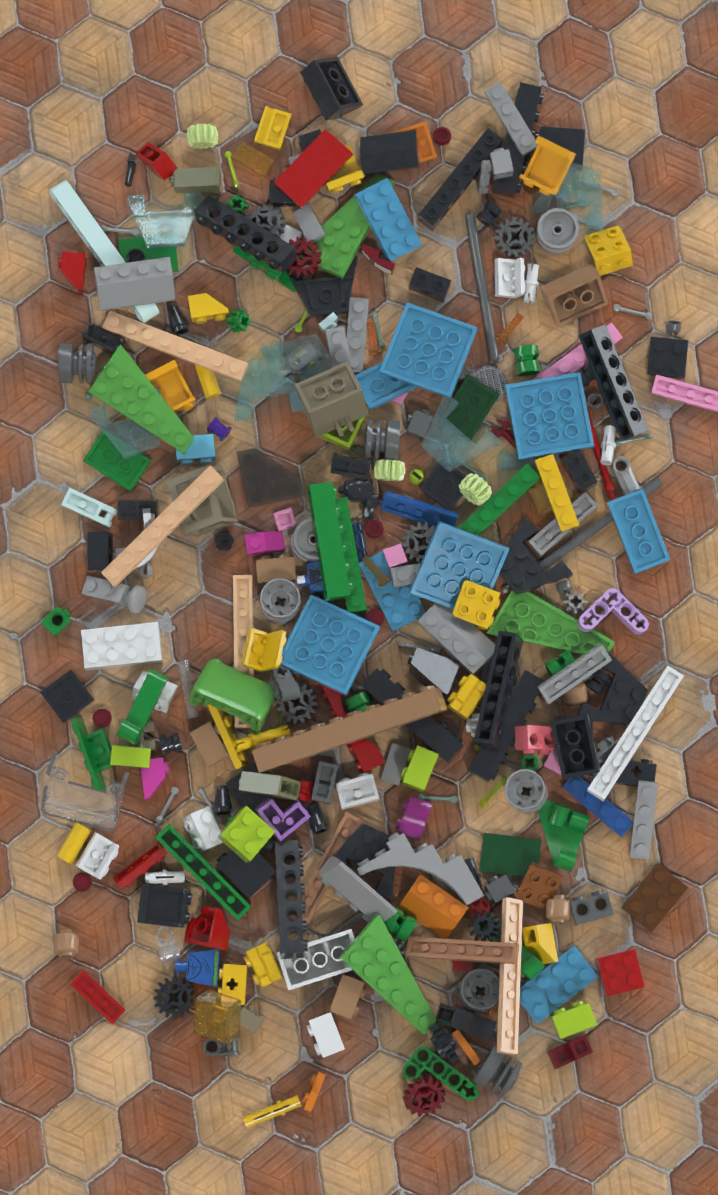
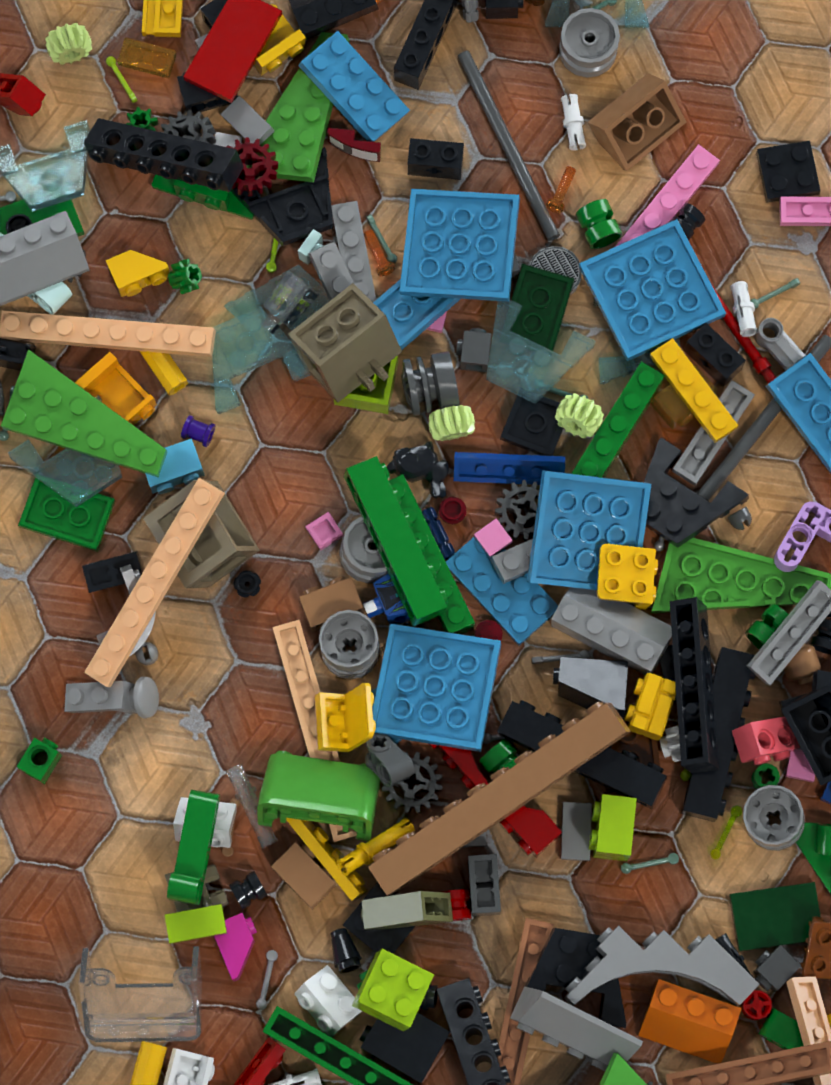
camera: 10 degrees left, 5 degrees down
(67, 696) = (82, 862): black plate -> none
(88, 507) = (43, 588): light aqua plate -> none
(96, 751) = (145, 931): green bracket -> none
(99, 550) = (74, 643): black hinge -> none
(102, 718) = (140, 880): dark red plate -> none
(121, 646) = (141, 769): white brick -> none
(177, 321) = (101, 300): black cone -> none
(196, 180) = (78, 103): olive slope -> none
(202, 791) = (311, 947): light grey hinge -> none
(264, 543) = (304, 570): dark pink slope -> none
(266, 479) = (284, 482): clear smoke plate -> none
(283, 821) = (437, 957): medium lavender brick -> none
(317, 820) = (487, 941): black cone -> none
(350, 466) = (396, 431): black hinge -> none
(357, 791) = (533, 884): white bracket -> none
(383, 580) = (485, 575): clear orange piece -> none
(407, 924) = (659, 1063): green wheel -> none
(414, 480) = (488, 427): lime hinge -> none
(414, 818) = (625, 900): magenta brick -> none
(488, 214) = (488, 48): black wheel -> none
(492, 924) = (783, 1026): black gear -> none
(508, 436) = (596, 331): dark red bar -> none
(509, 233) = (525, 59): dark grey gear -> none
(509, 277) = (542, 121): white bracket -> none
(578, 599) = (765, 528): light grey gear -> none
(592, 400) = (703, 254): dark grey hinge -> none
(609, 250) = (667, 49): yellow bracket -> none
(613, 382) = (726, 221): black brick -> none
(617, 308) = (700, 123): light grey hinge -> none
(673, 326) = (784, 129): dark grey hinge -> none

